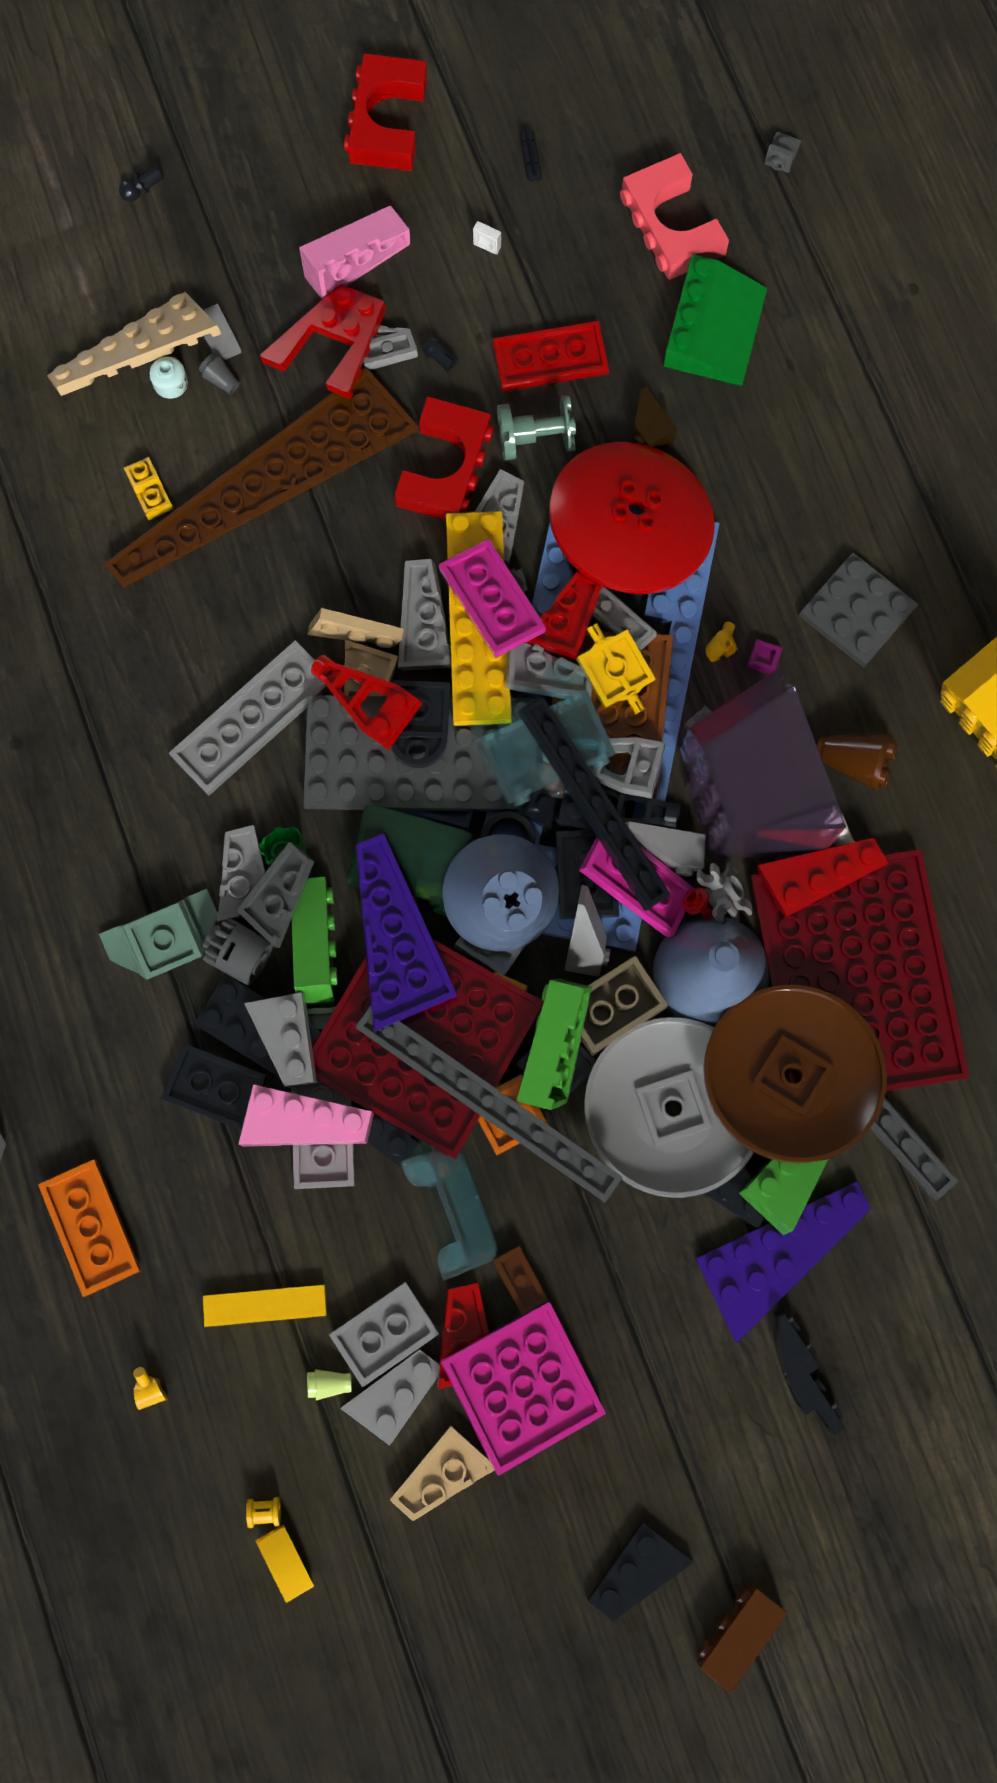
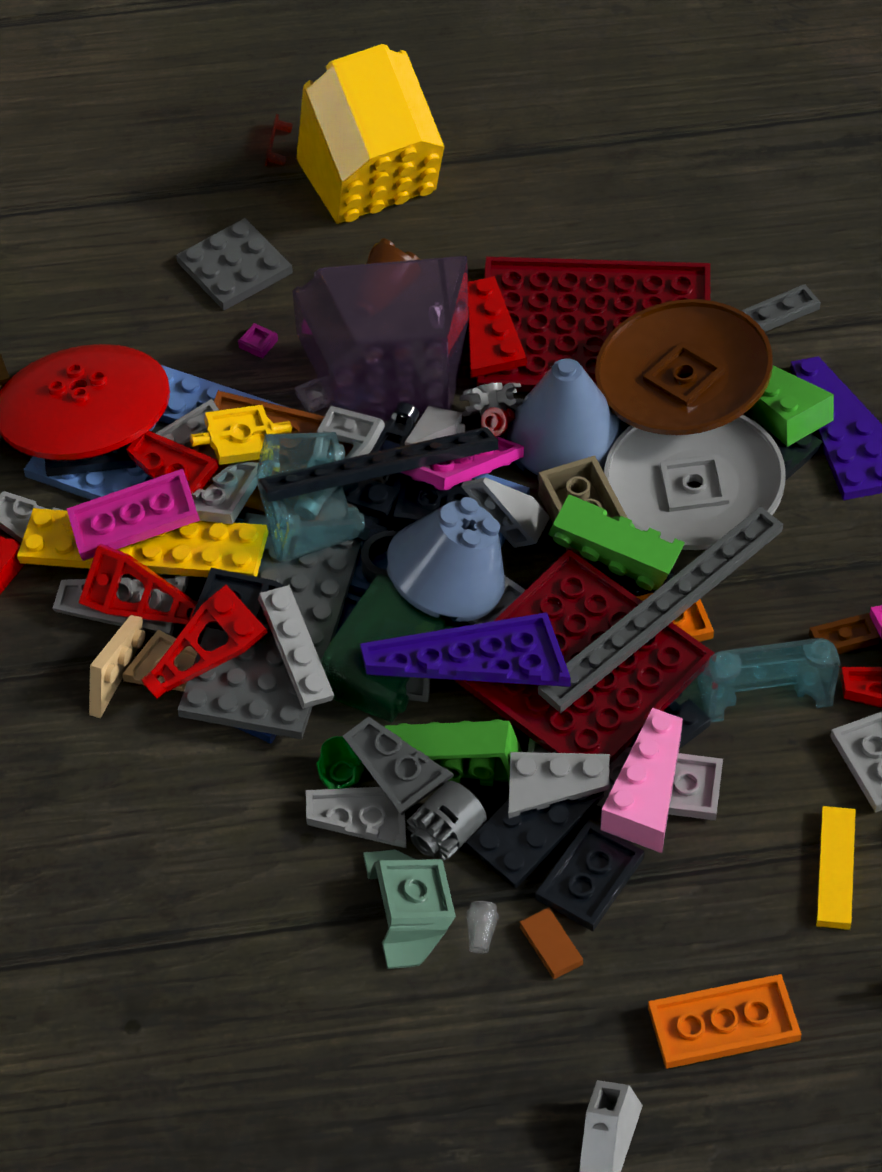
camera: 75 degrees left, 25 degrees down
(144, 1066) = (551, 943): none -> dark orange tile
(149, 1003) = (481, 923): none -> clear cone
(249, 719) = (182, 778): light grey plate -> none
(378, 778) = (296, 646): none -> light grey plate
(420, 595) = (104, 580): none -> red plate
(722, 643) = (235, 368): yellow piece -> none

